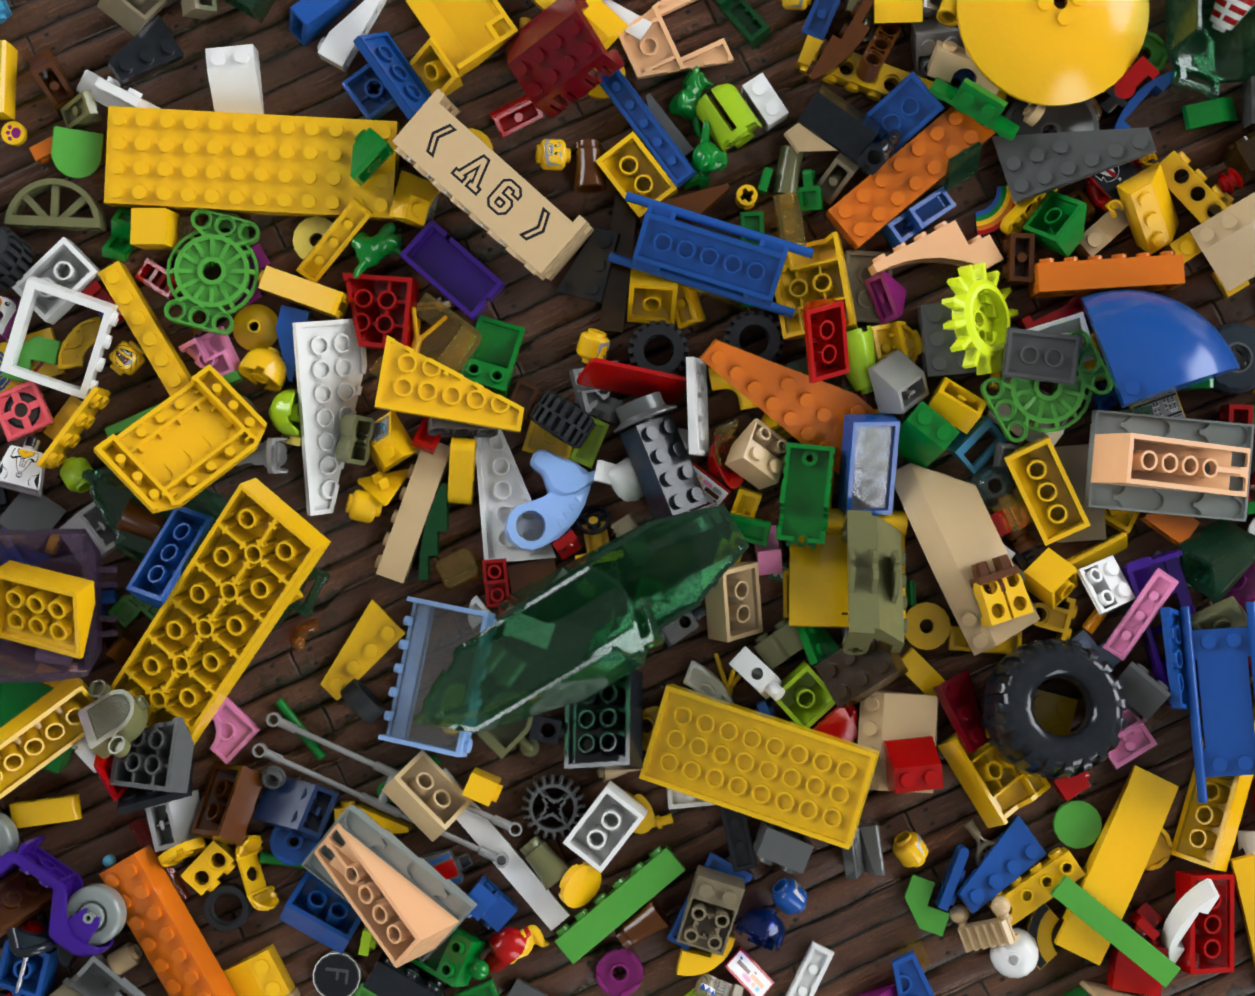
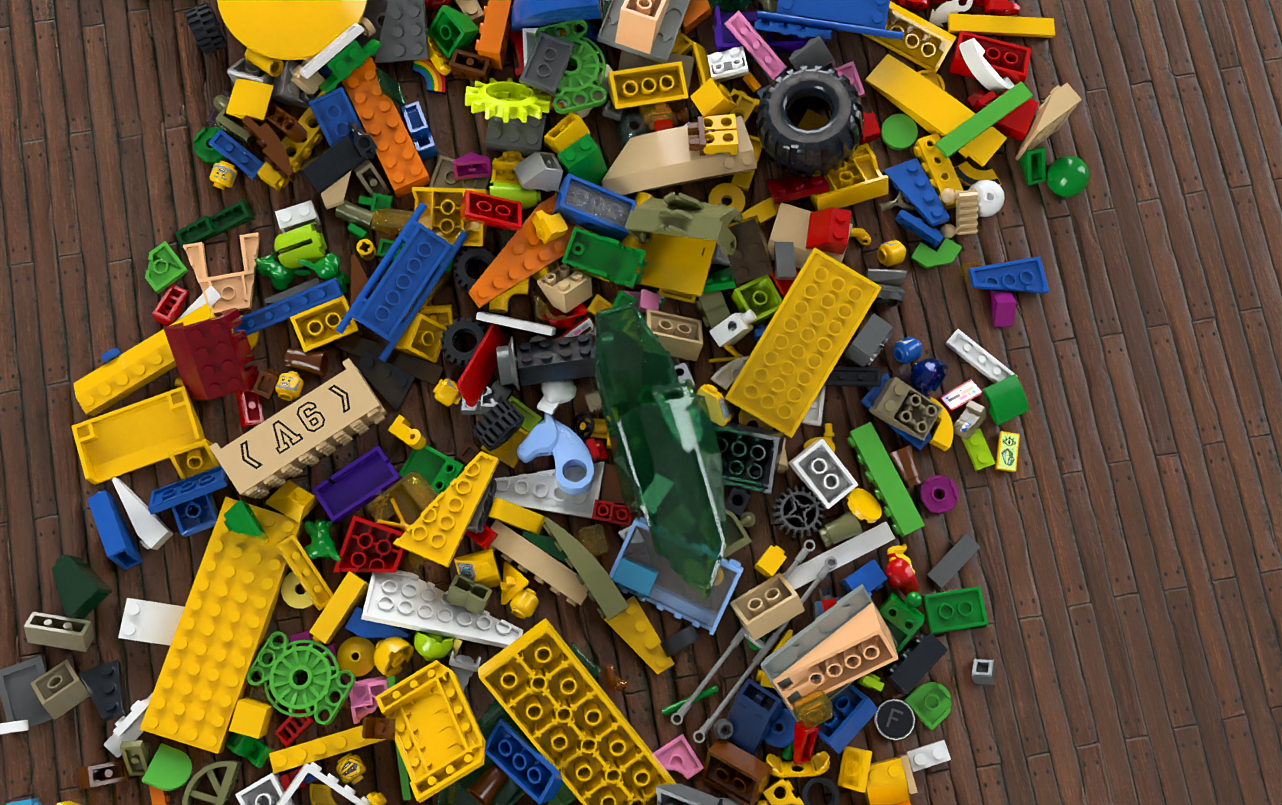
camera: 80 degrees left, 10 degrees down
(173, 379) = (378, 728): none -> reddish brown bracket
(265, 941) = (854, 769): none -> yellow tile
(284, 875) = (804, 742): none -> red slope
(319, 879) = (814, 708): none -> clear yellow piece
(414, 575) = (589, 572): none -> olive slope
(424, 630) = (635, 576): none -> dark azure brick
(527, 312) = (409, 436): none -> yellow leg
(549, 127) = (266, 383): none -> reddish brown bracket
(654, 675) = (718, 407): none -> yellow slope
(826, 415) = (549, 226): none -> yellow brick
(859, 718) = (784, 261): none -> dark grey slope
(924, 806) = (861, 235): none -> yellow arm
(941, 246) = (446, 116): light nougat arch -> none
(964, 442) = (596, 135): dark azure tile -> none
(983, 81) = (331, 50): none -> white tile

